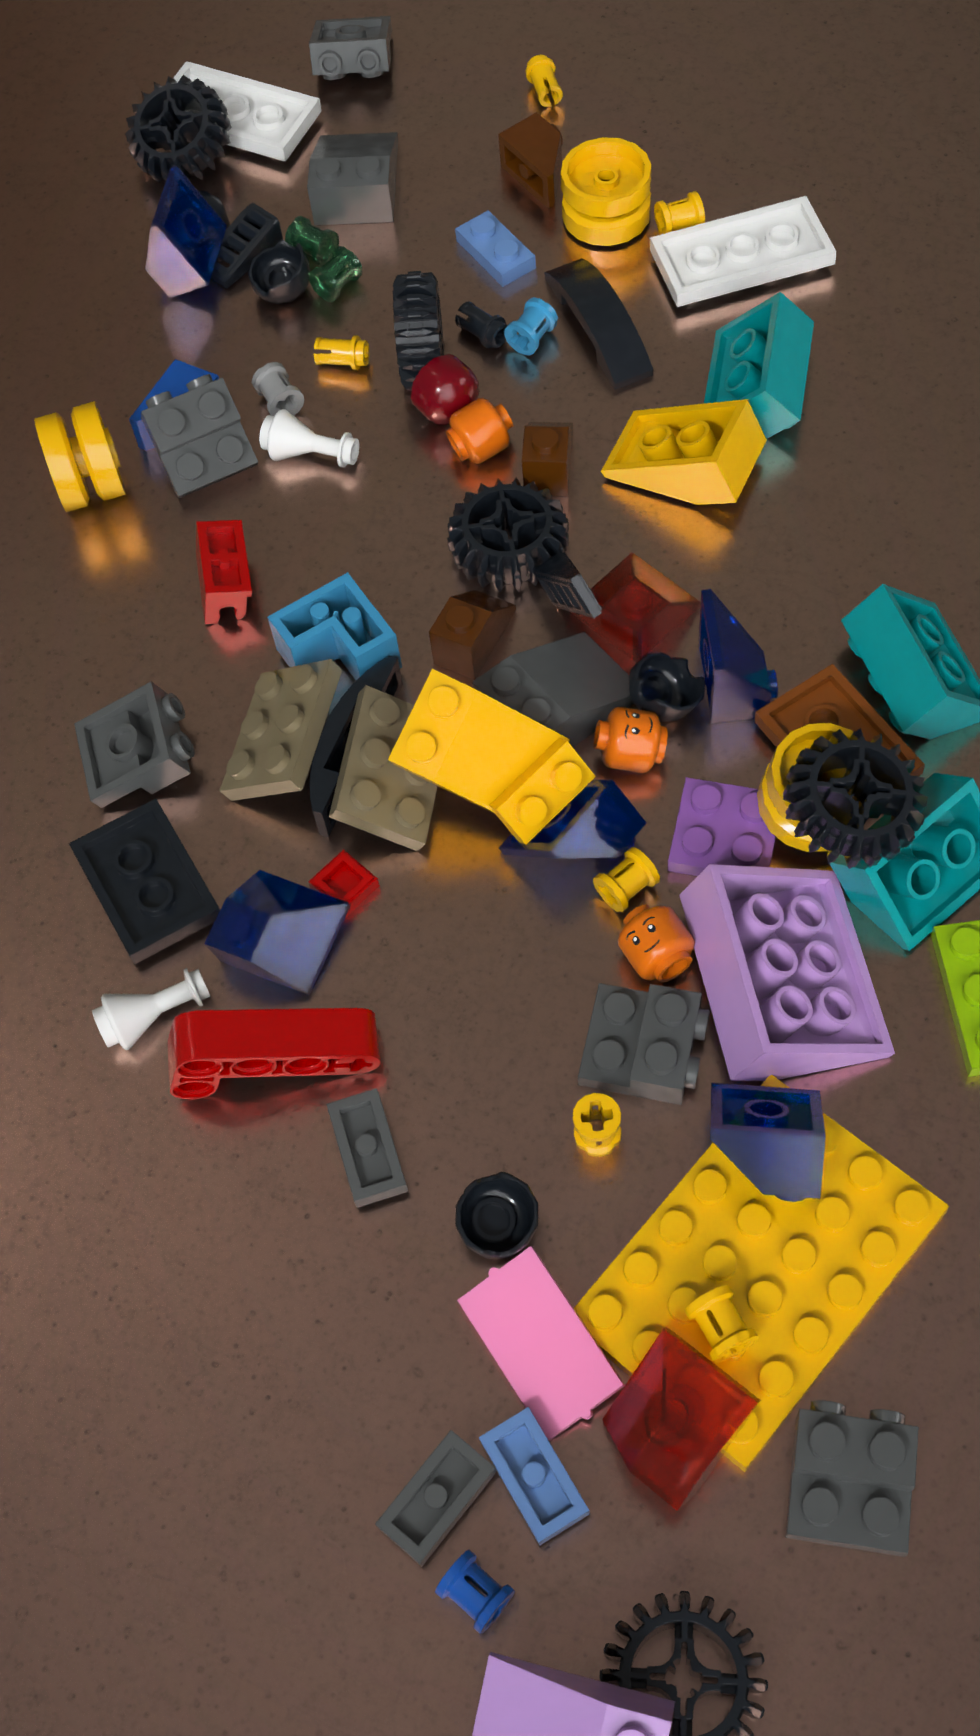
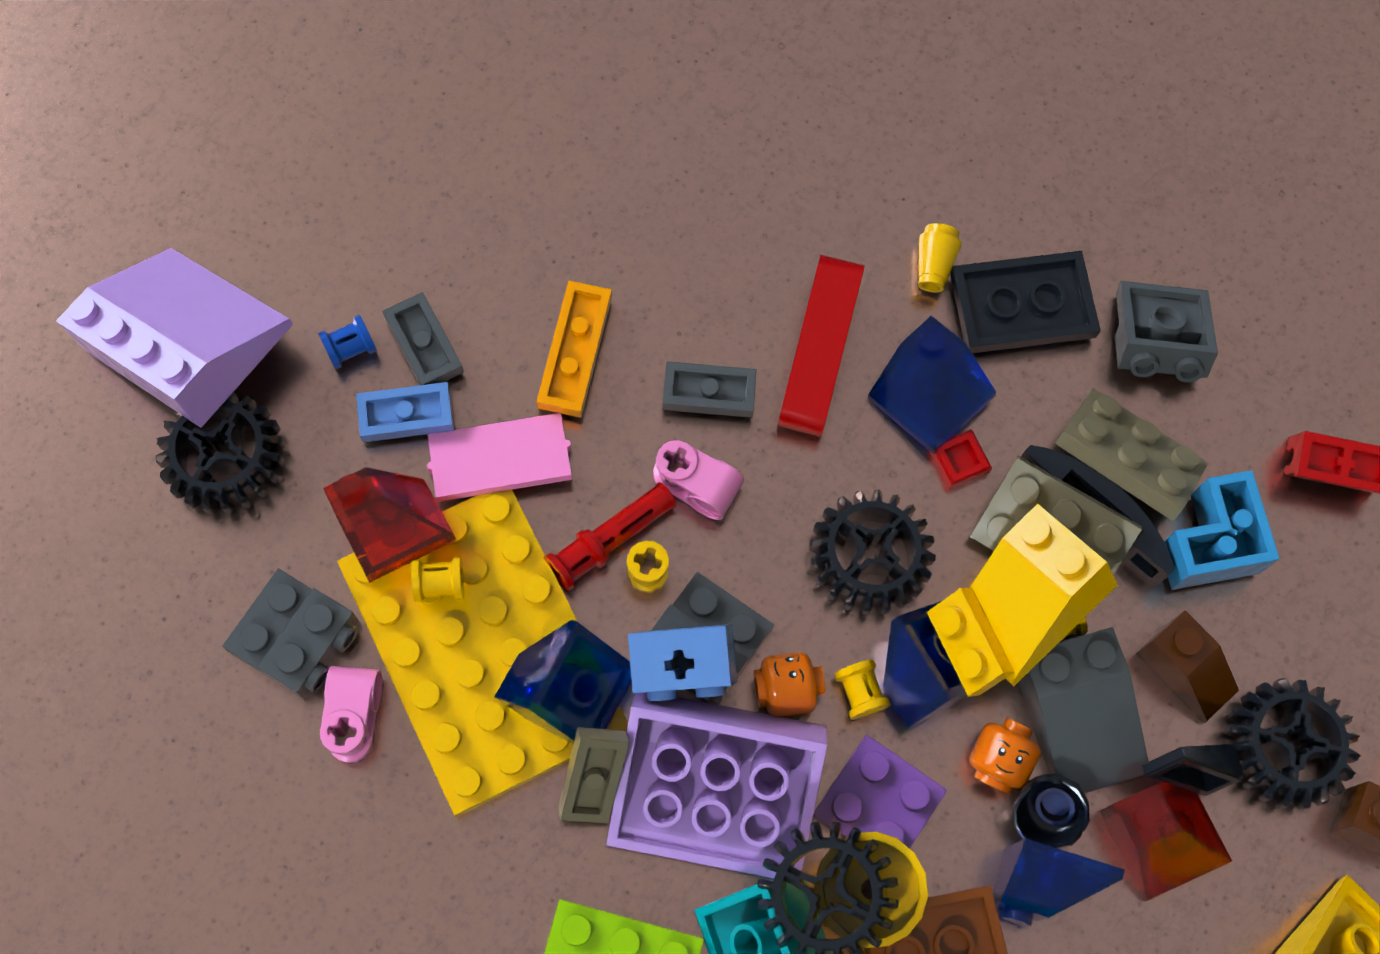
camera: 100 degrees right, 10 degrees up
(122, 976) = (937, 255): none -> yellow cone
(128, 1016) = (900, 251): white piece -> none
(374, 1313) = (574, 349): none -> light orange plate
(468, 899) = (885, 565): none -> black gear
(477, 1112) = (701, 482): none -> bright pink piece
(497, 1215) = (606, 459): black hair -> none
(598, 1189) = (593, 547): none -> red pin
(688, 1053) = (654, 653): none -> medium blue brick
(842, 1076) = (593, 775): none -> dark tan plate
(892, 1368) = (350, 702): none -> bright pink piece

